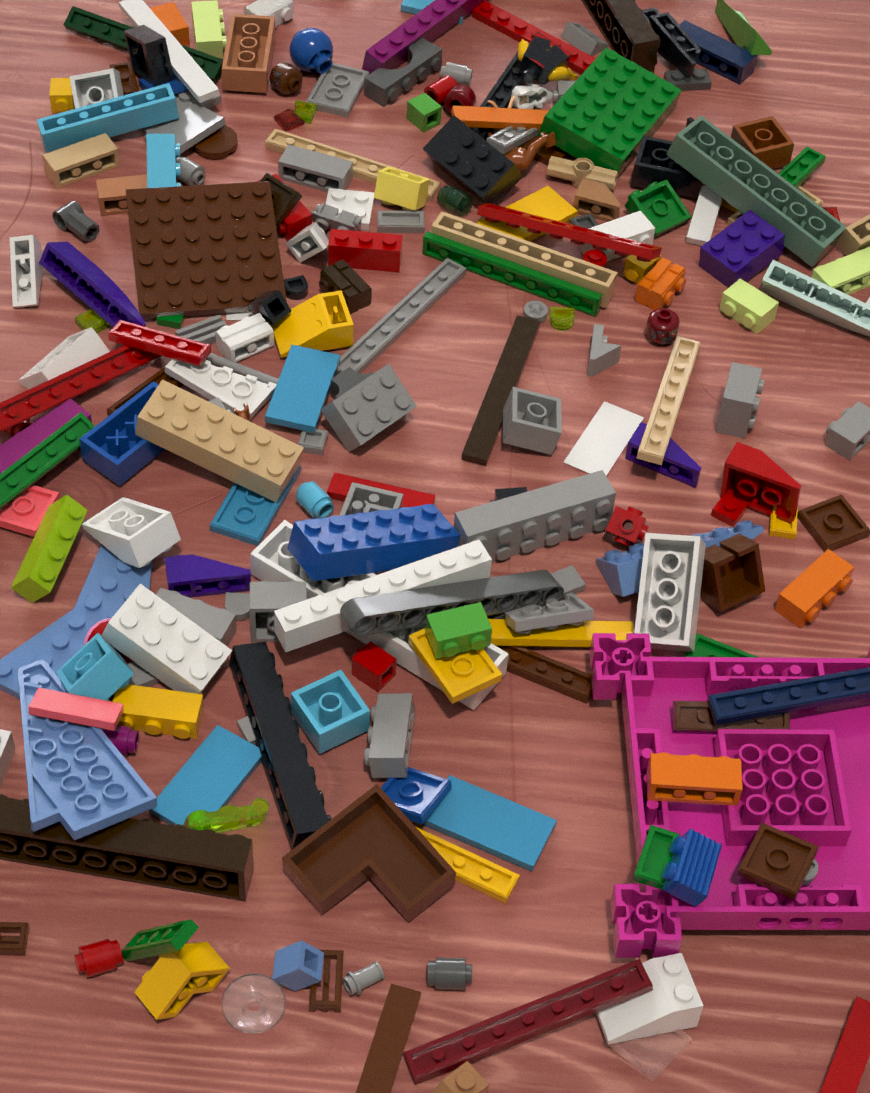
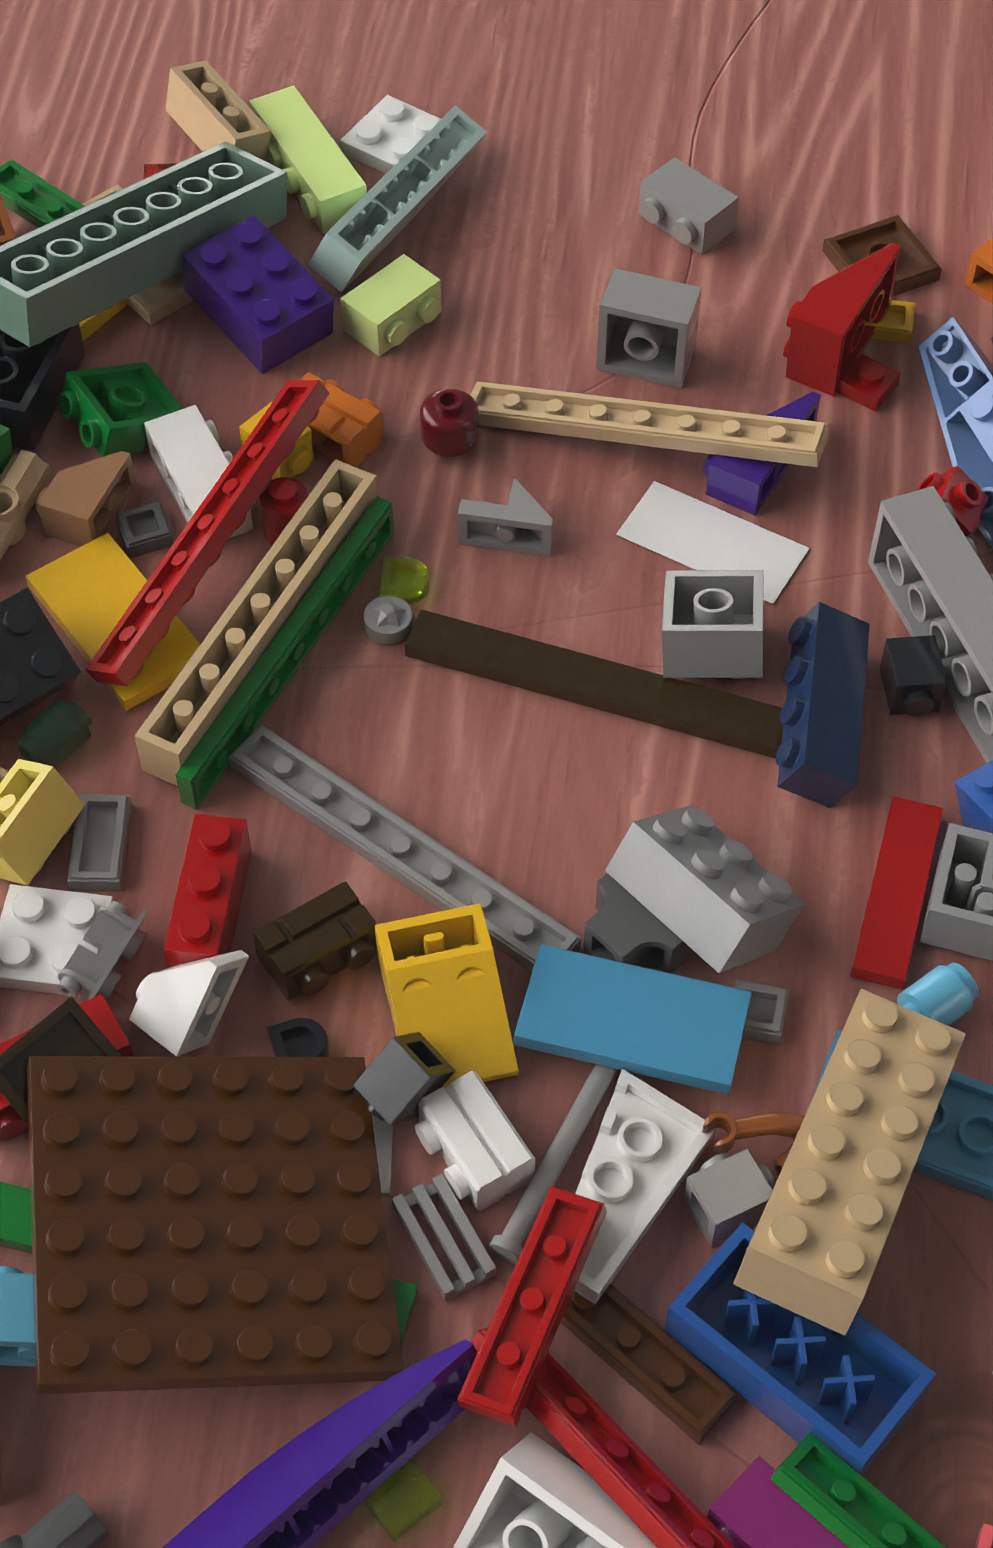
camera: 85 degrees left, 5 degrees up
(486, 464) = (823, 705): none -> dark blue brick
(704, 217) = (142, 341): white tile -> none

